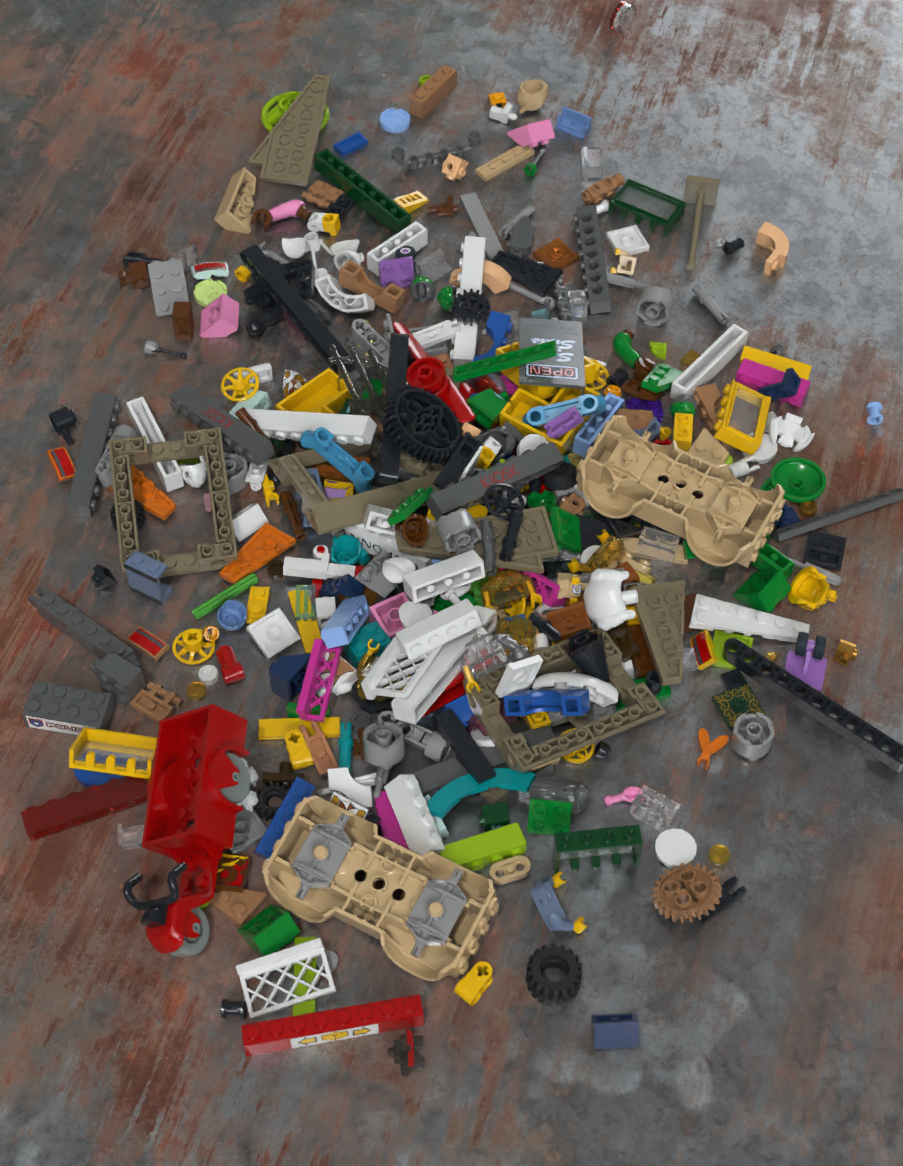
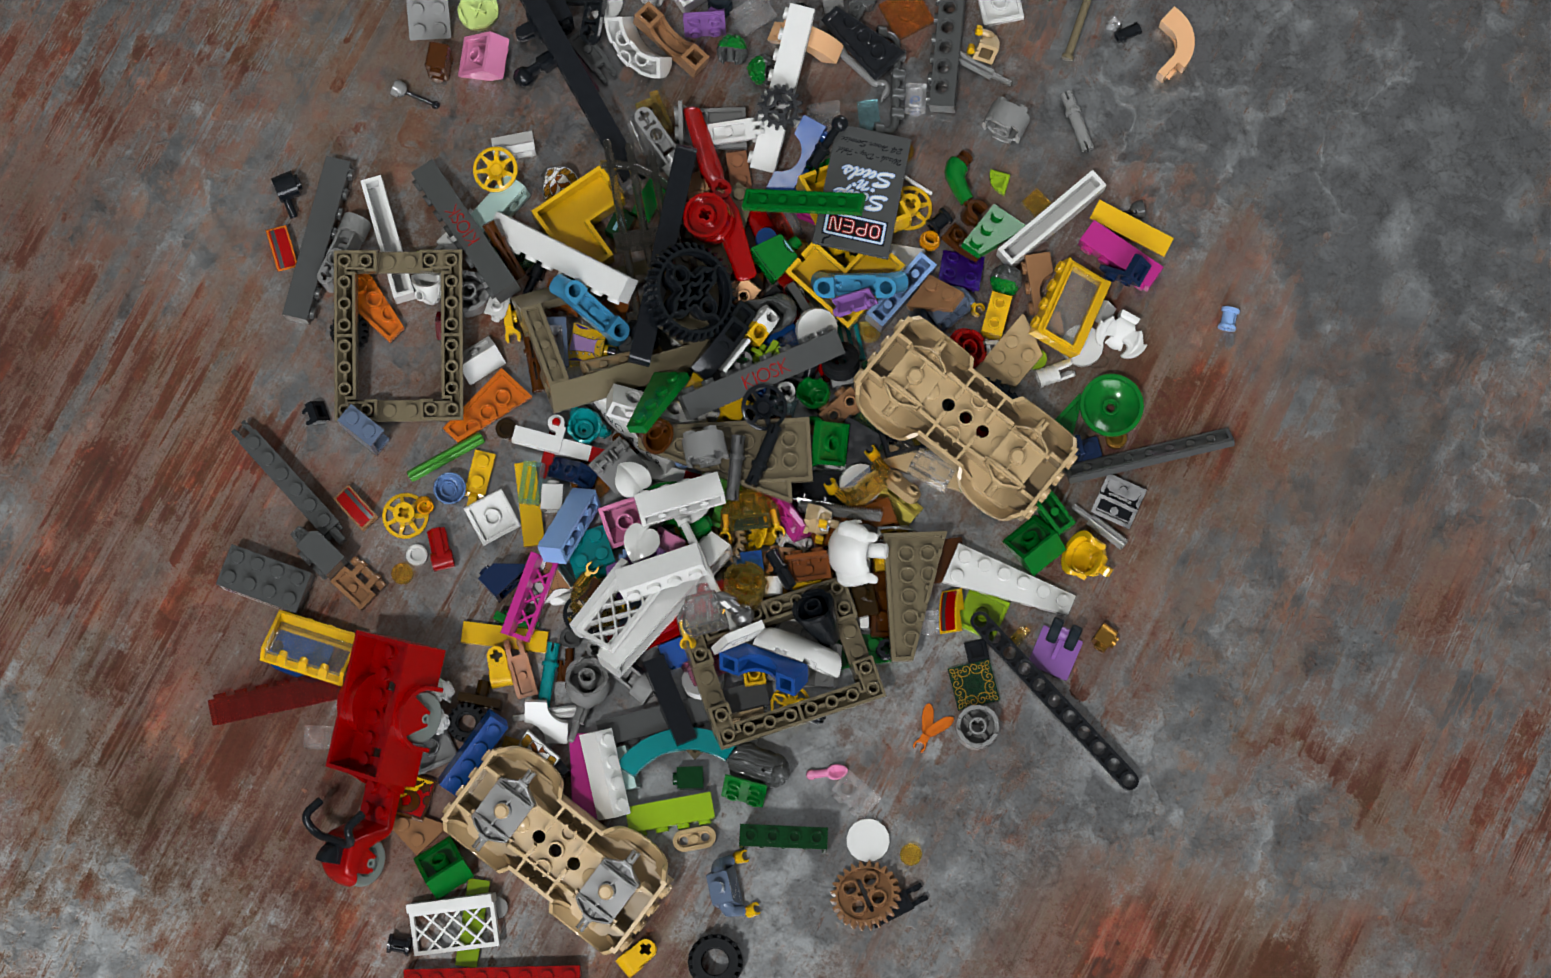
camera: 10 degrees right, 25 degrees up
(511, 331) = (839, 124): none -> black pin

